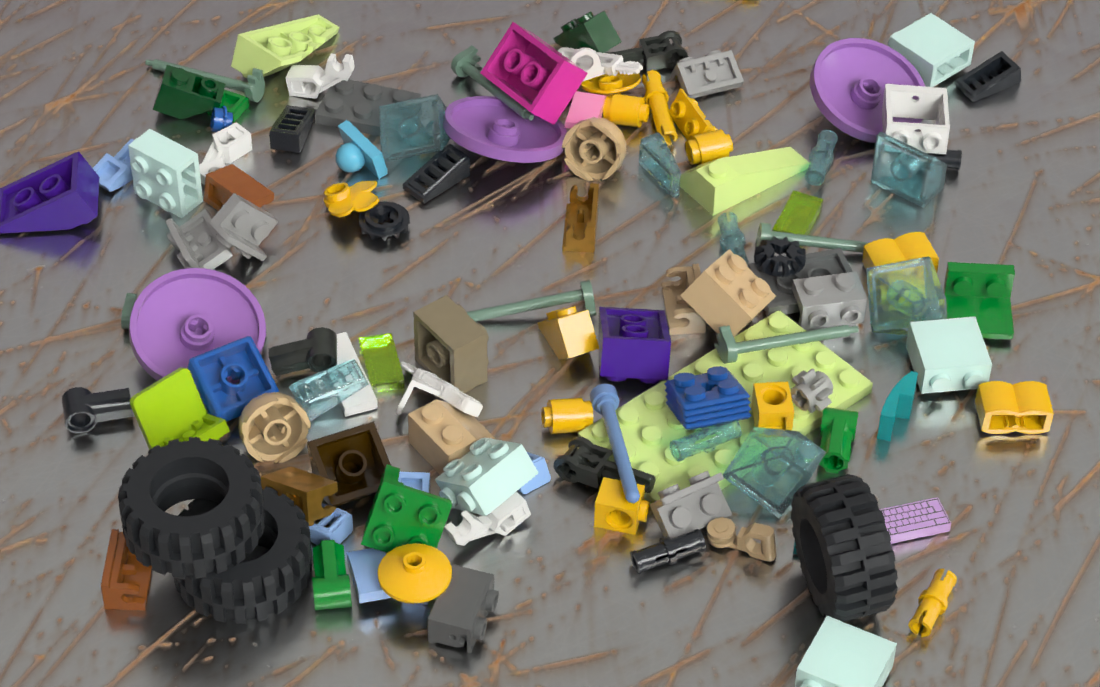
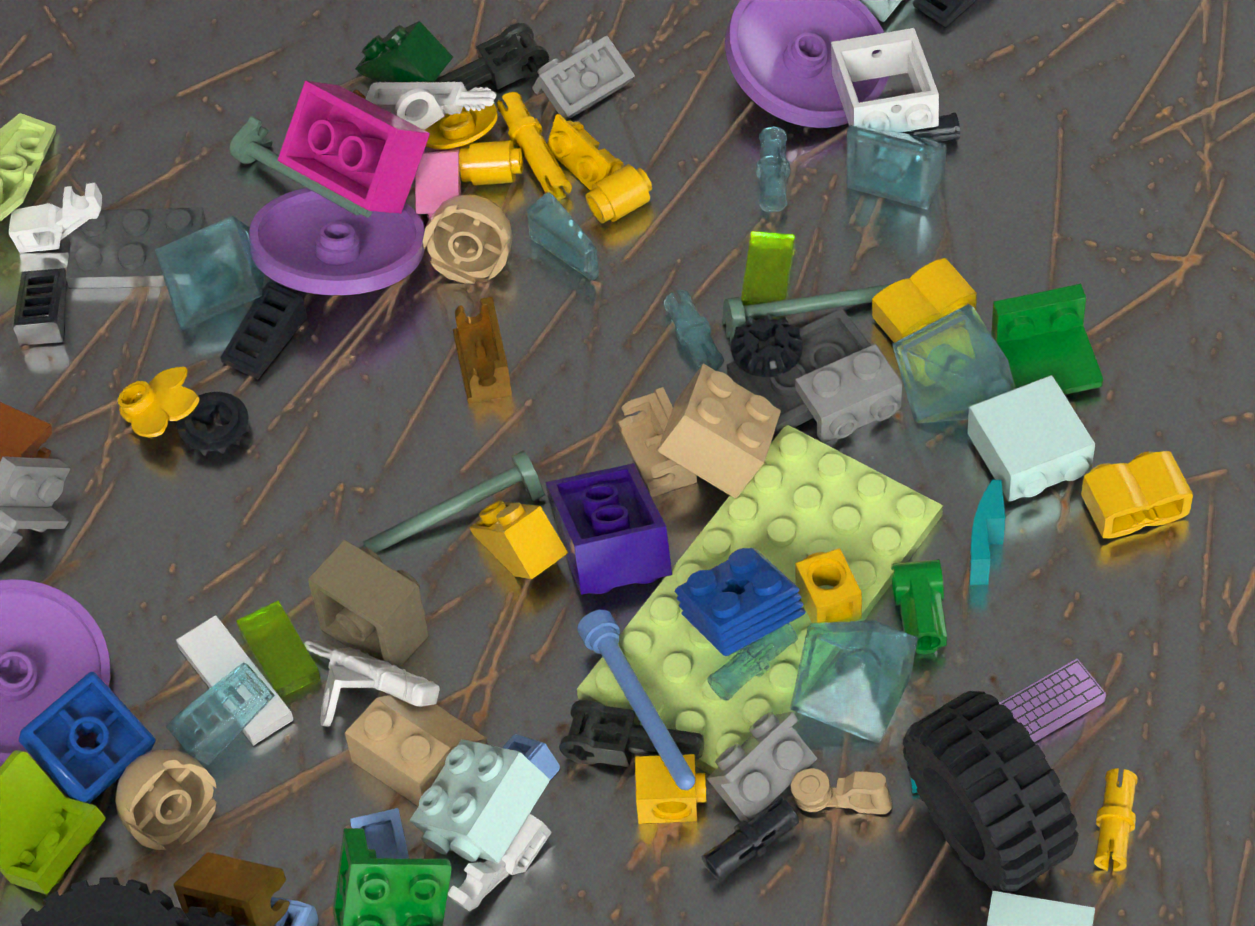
camera: 10 degrees left, 10 degrees up
(315, 352) = (185, 664): pearl dark grey piece -> none
(352, 459) = (289, 828): dark brown slope -> none
(358, 152) = (145, 325): medium azure tile -> none
(567, 415) = (555, 666): yellow brick -> none
(729, 349) = (744, 511): sand green piece -> none
(736, 178) = (667, 231): yellowish green wedge -> none
(811, 390) = (872, 548): light grey gear -> none

